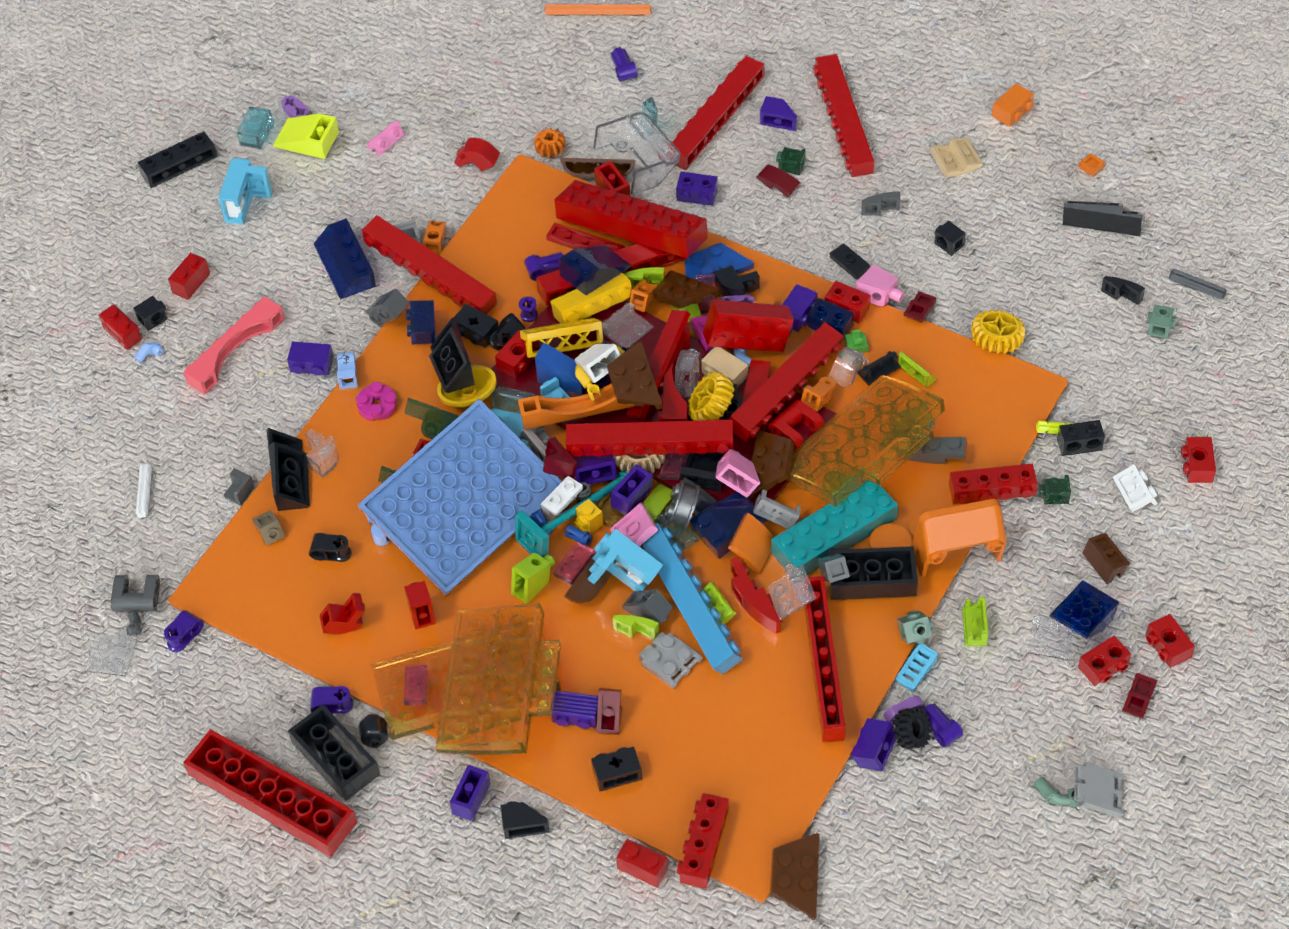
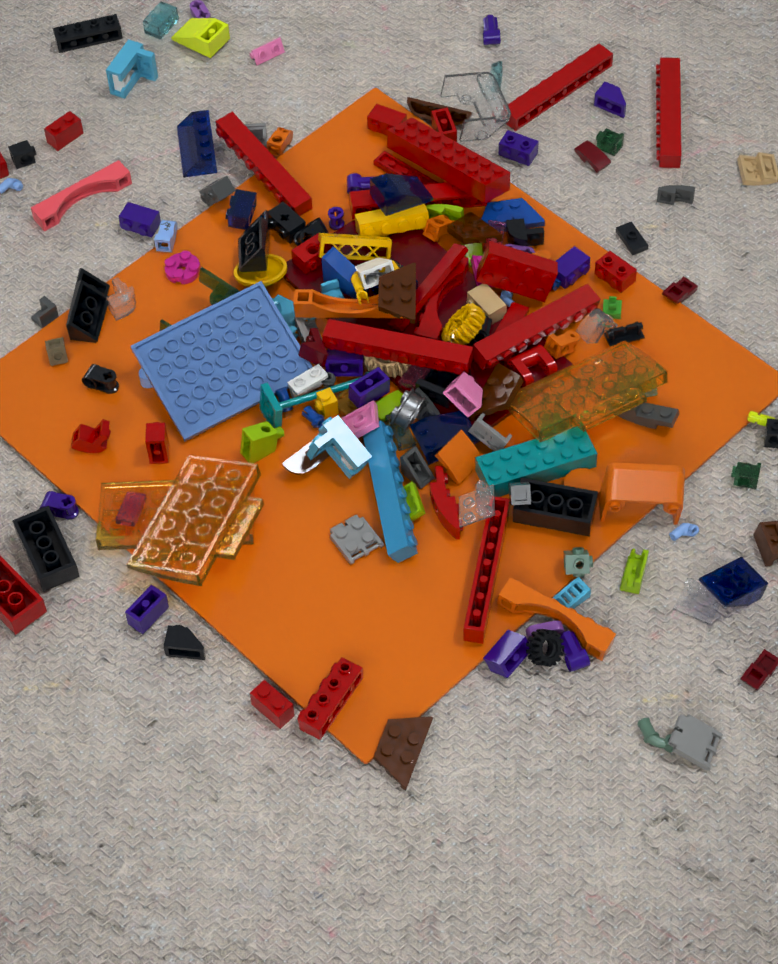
camera: 15 degrees right, 0 degrees up
(373, 730) = (85, 539): black head -> none
(478, 152) = (340, 78): red brick -> none
(507, 398) = (288, 287): clear light blue slope -> none
(544, 188) = (384, 118): none -> red brick
(549, 142) = (404, 83): orange gear -> none
(574, 563) = (300, 438): clear pink plate -> none
(575, 709) = (259, 561): dark purple brick -> none
(609, 711) = (287, 569): dark red slope -> none
(626, 326) = (413, 249): clear hinge -> none
(627, 769) = (276, 619): black brick -> none
(631, 624) = (333, 502): lime slope -> none
(648, 604) = (352, 490): dark grey slope -> none
(687, 364) = (453, 296): clear torso -> none
(709, 566) = (415, 468): none -> dark grey slope
(833, 315) = (598, 280): clear blue brick -> none
(880, 285) = (649, 264): bright pink torso -> none
(915, 370) = (656, 343): lime slope -> none
(949, 237) = (727, 236): black brick -> none
(955, 703) = (522, 599): none -> orange arch
(993, 483) = (691, 455): red brick -> none
(998, 331) = (741, 326): yellow gear -> none
(1011, 564) = (684, 529): none -> light blue arm
(1101, 657) = (738, 627): red brick -> none

